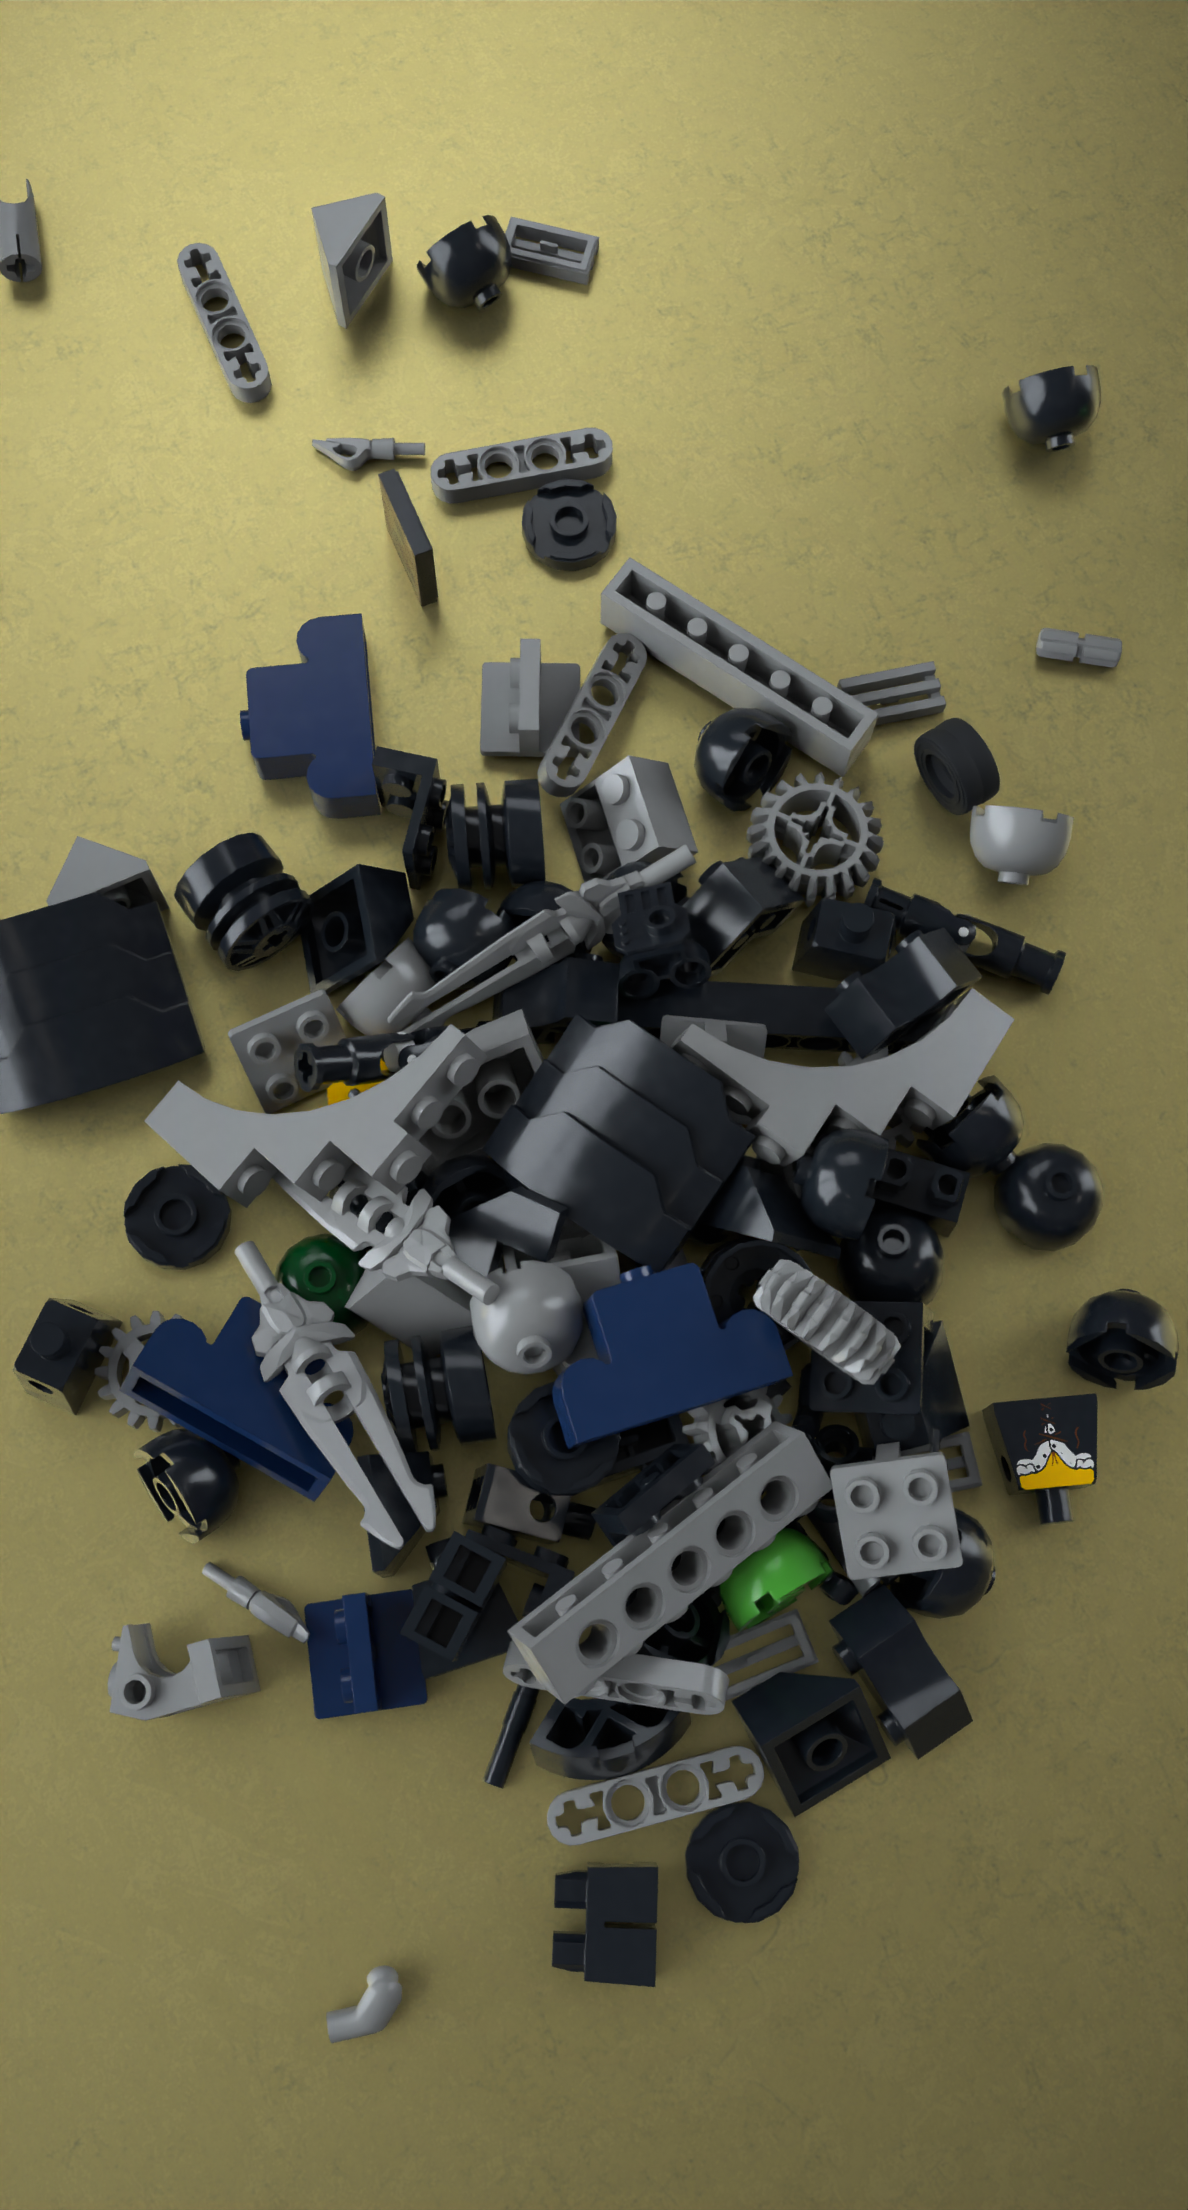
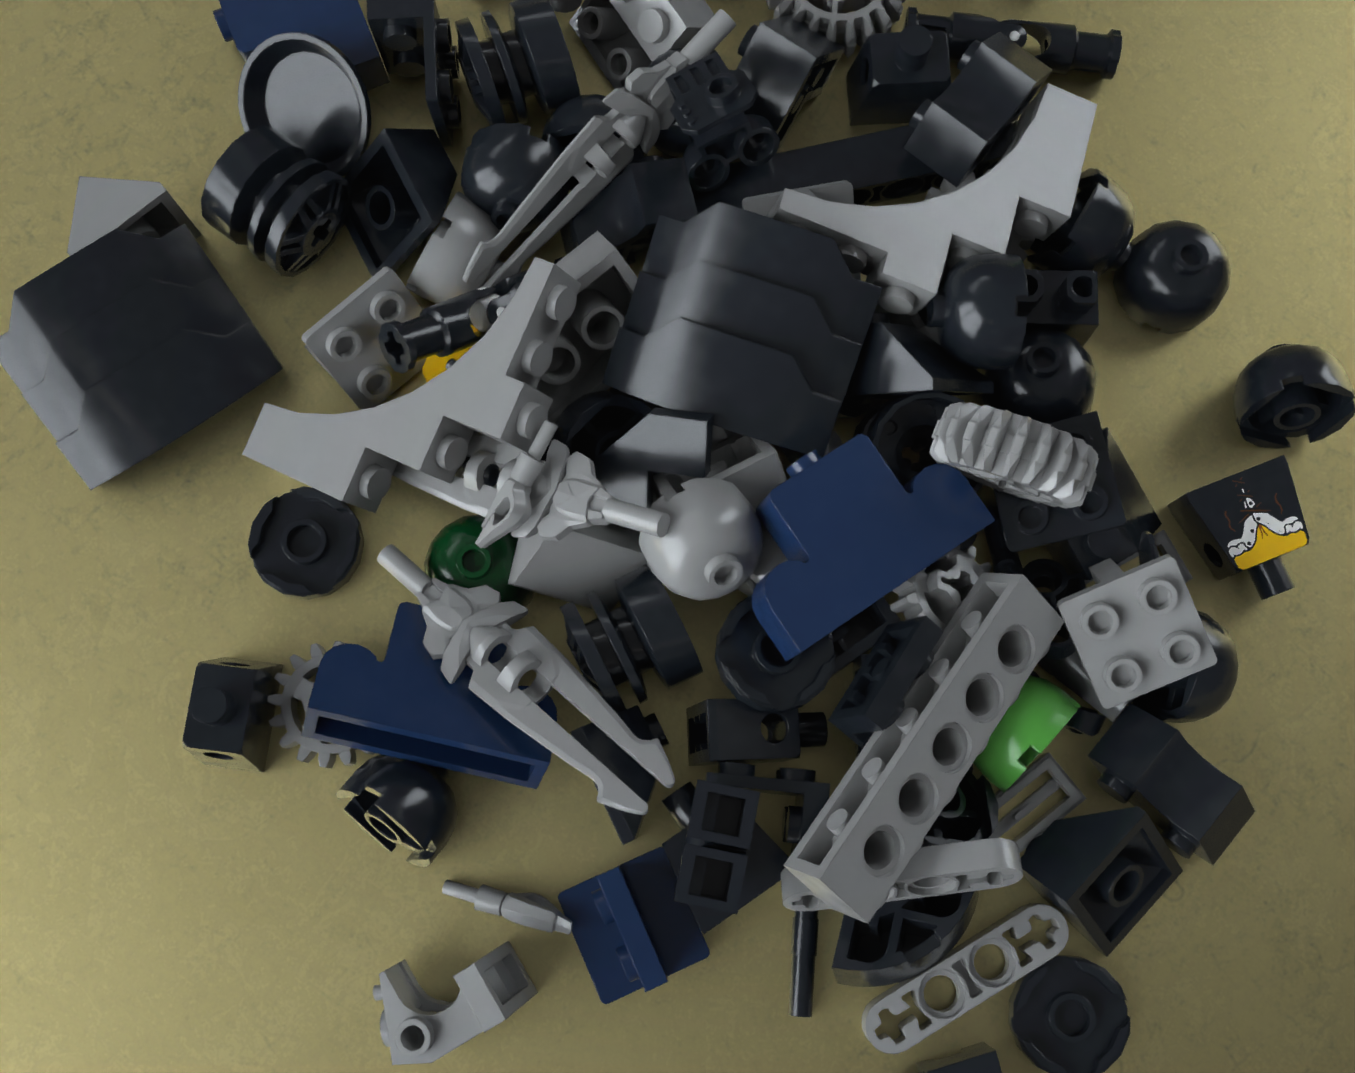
camera: 15 degrees left, 5 degrees up
(300, 816) = (309, 96): none -> piece
(368, 1234) = (512, 503): none -> light grey hand

